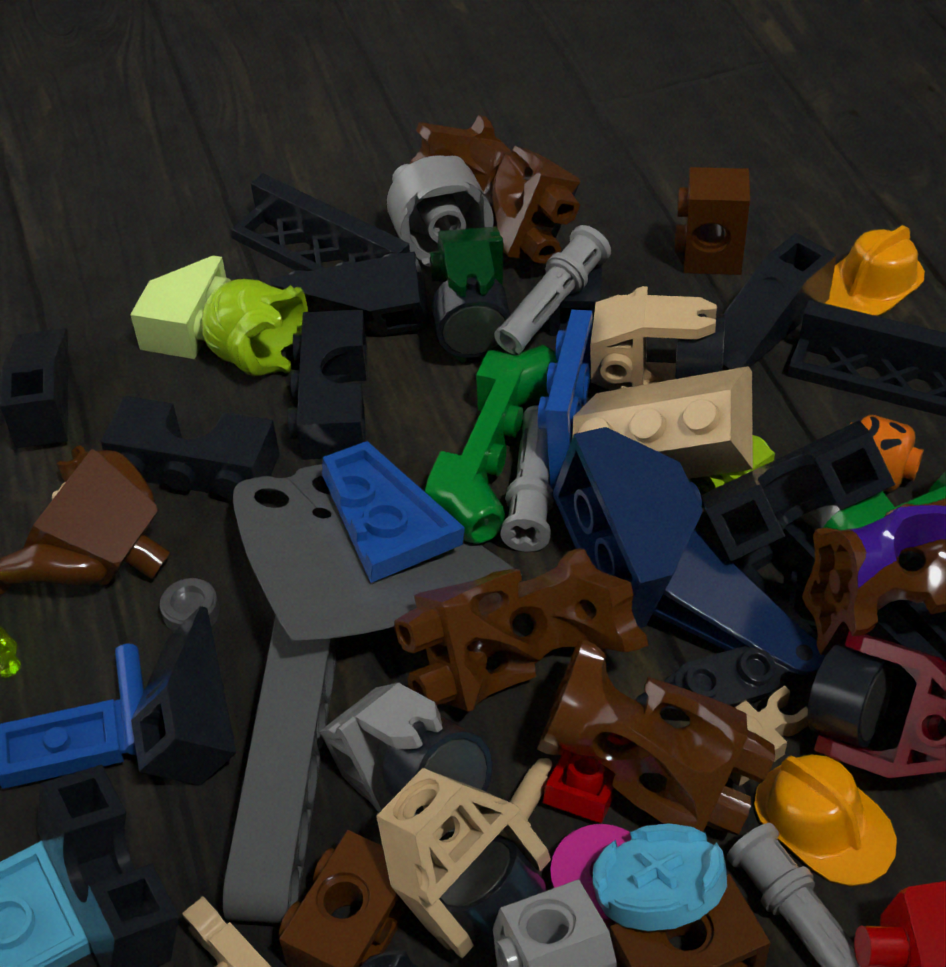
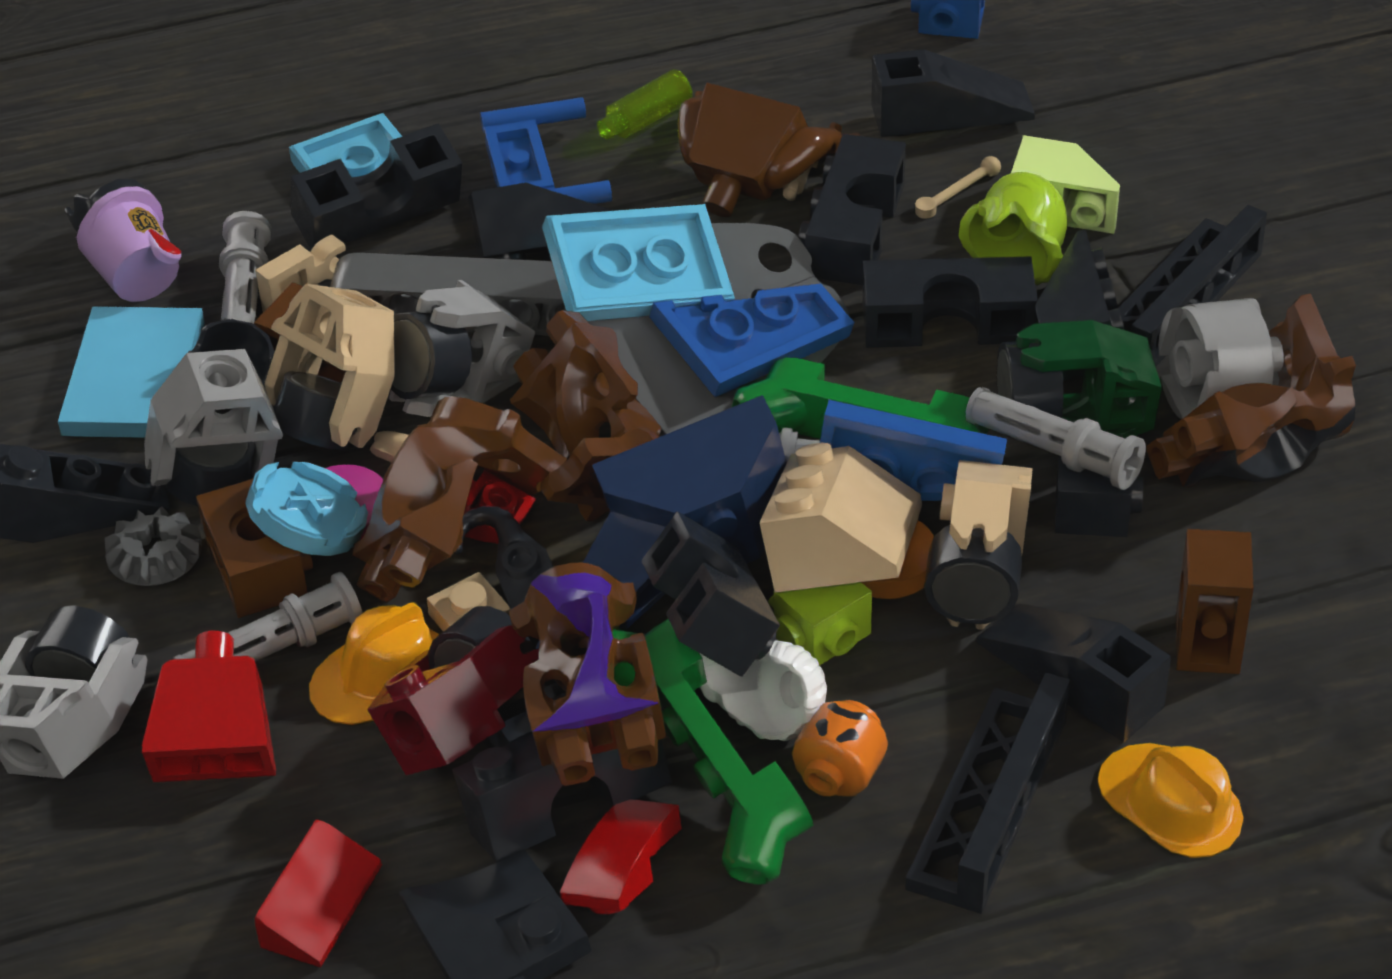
camera: 90 degrees right, 5 degrees down
(129, 365) = (927, 207): none -> tan hinge
(313, 580) = (630, 258): none -> medium azure tile

